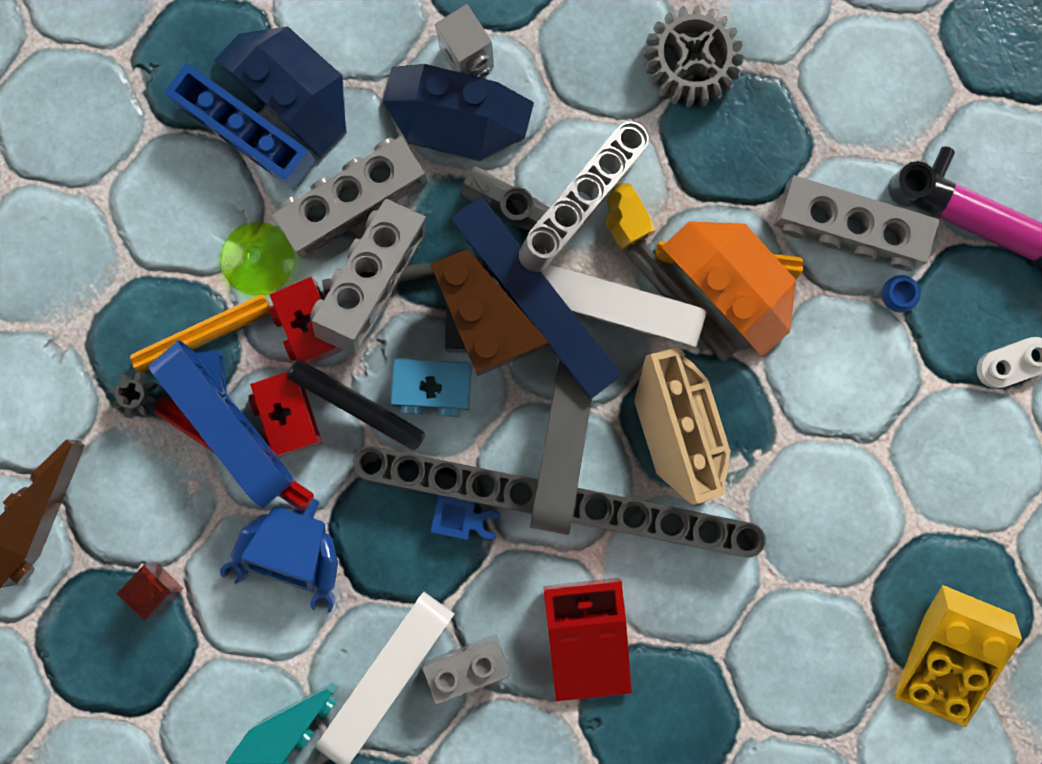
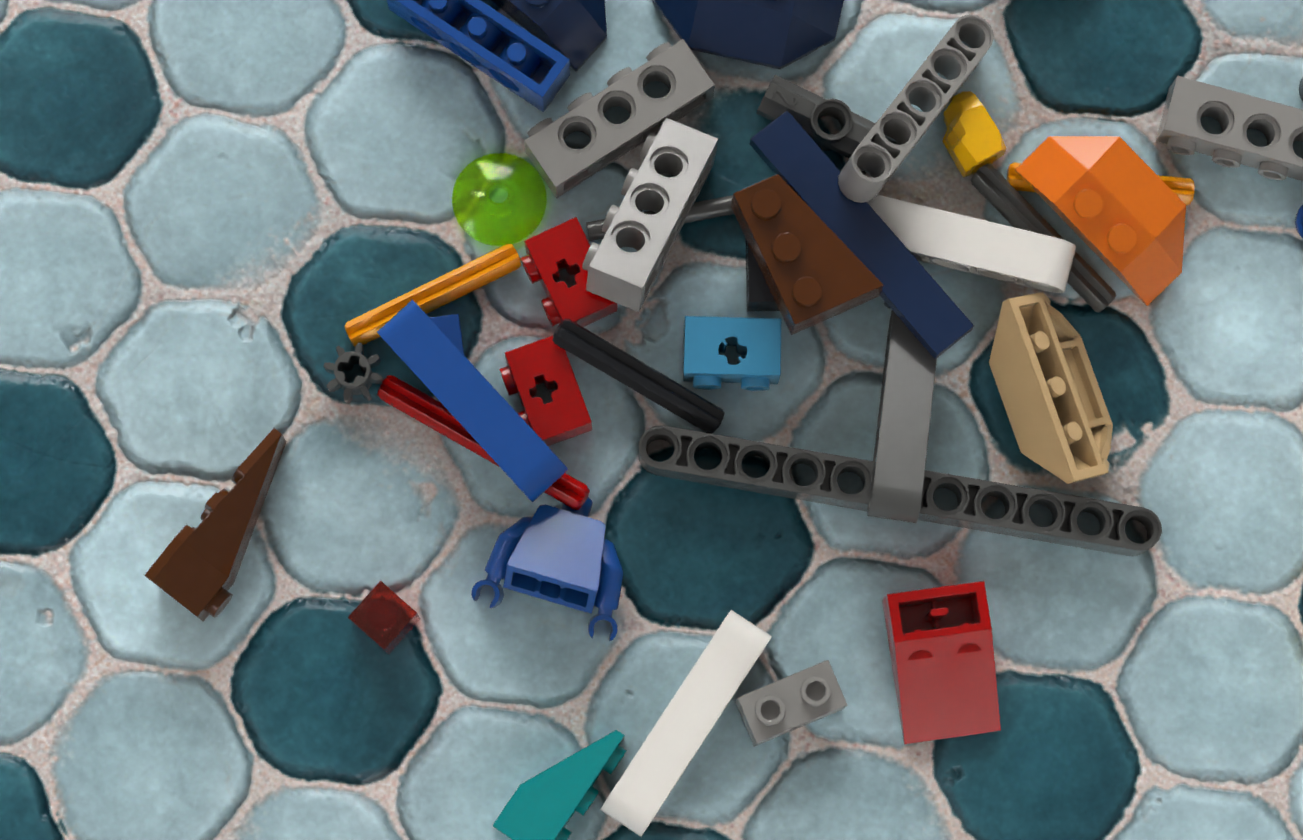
camera: 10 degrees left, 5 degrees down
(457, 517) = (769, 516): blue plate -> none

